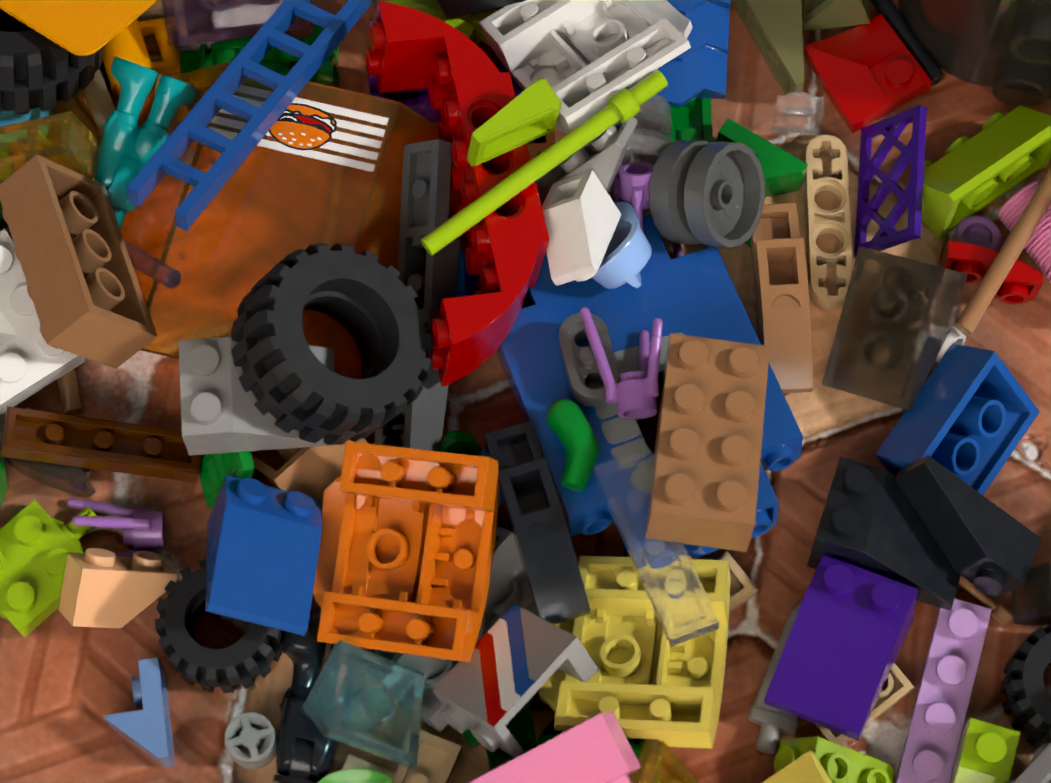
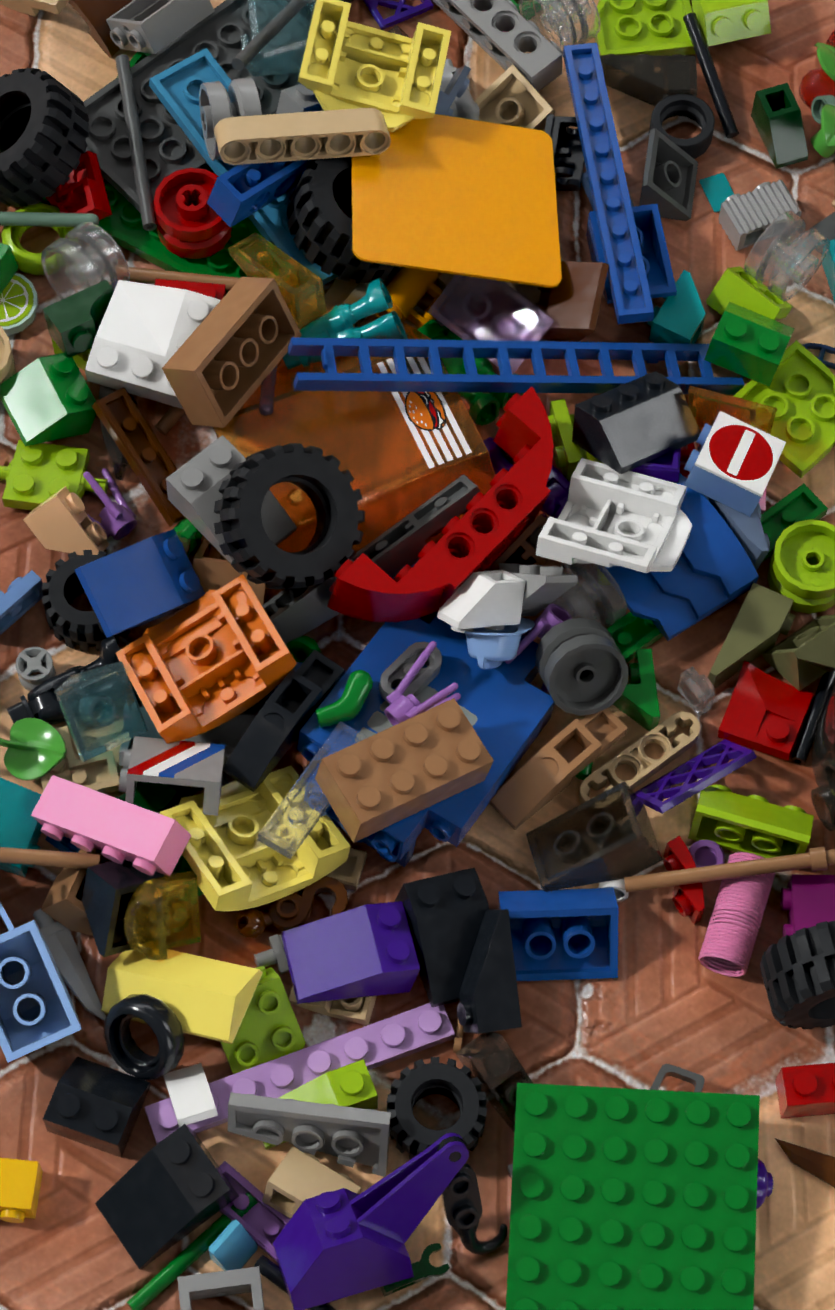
camera: 50 degrees right, 5 degrees down
(516, 124) = (512, 513): lime slope -> none
(619, 107) = (573, 562): lime bar -> none
(742, 670) = (292, 909): none -> reddish brown piece

